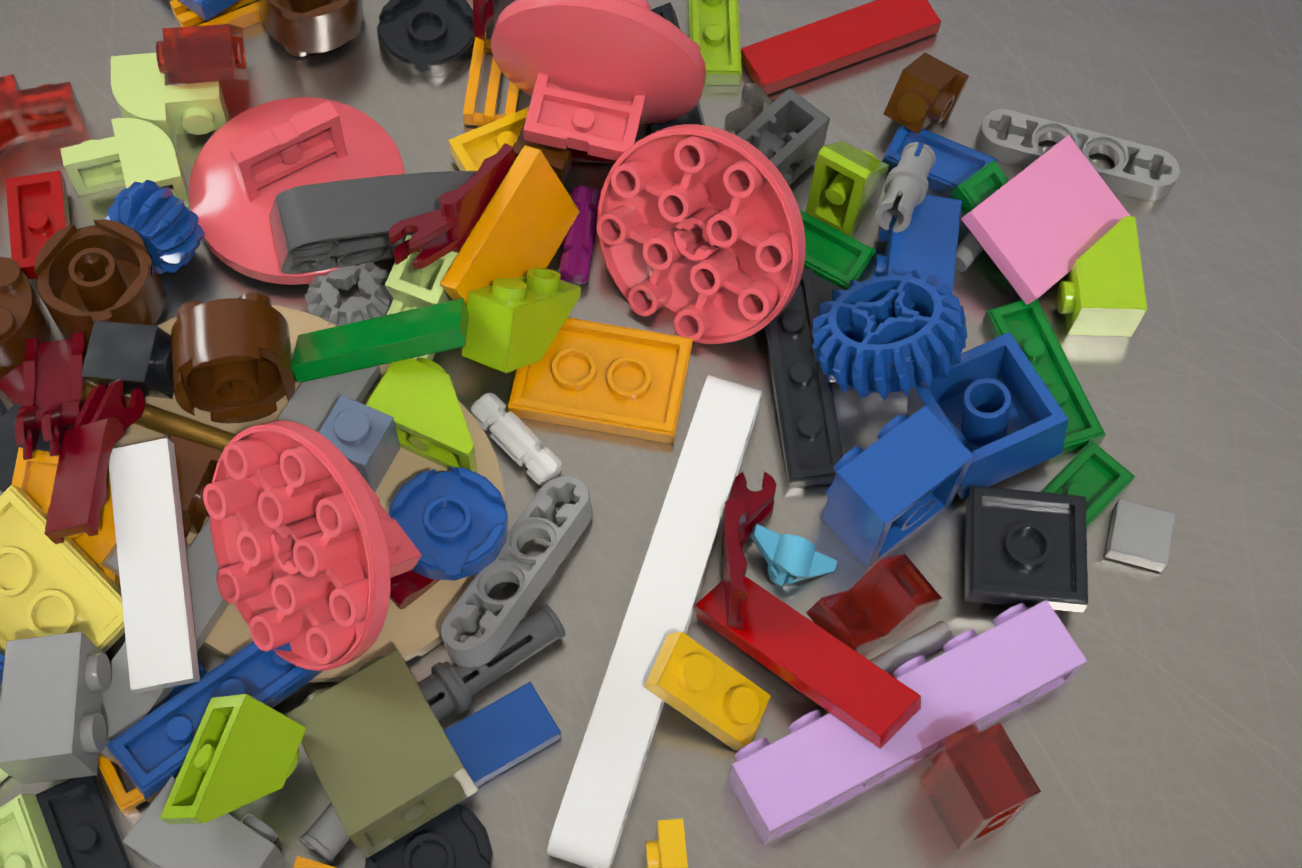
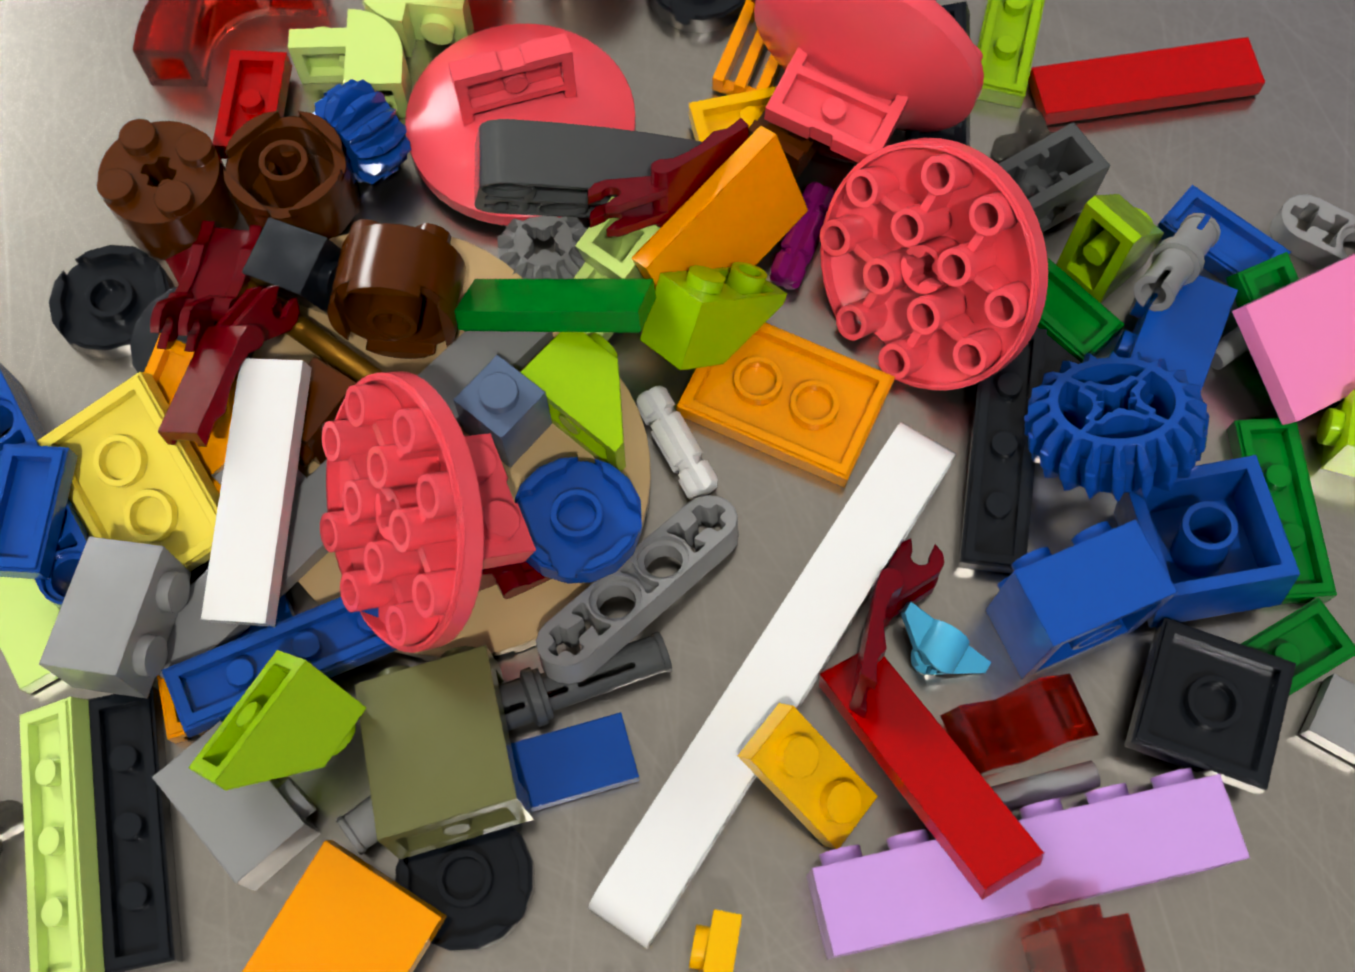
camera: 20 degrees right, 5 degrees up
(925, 93) = (1227, 159): reddish brown brick -> none

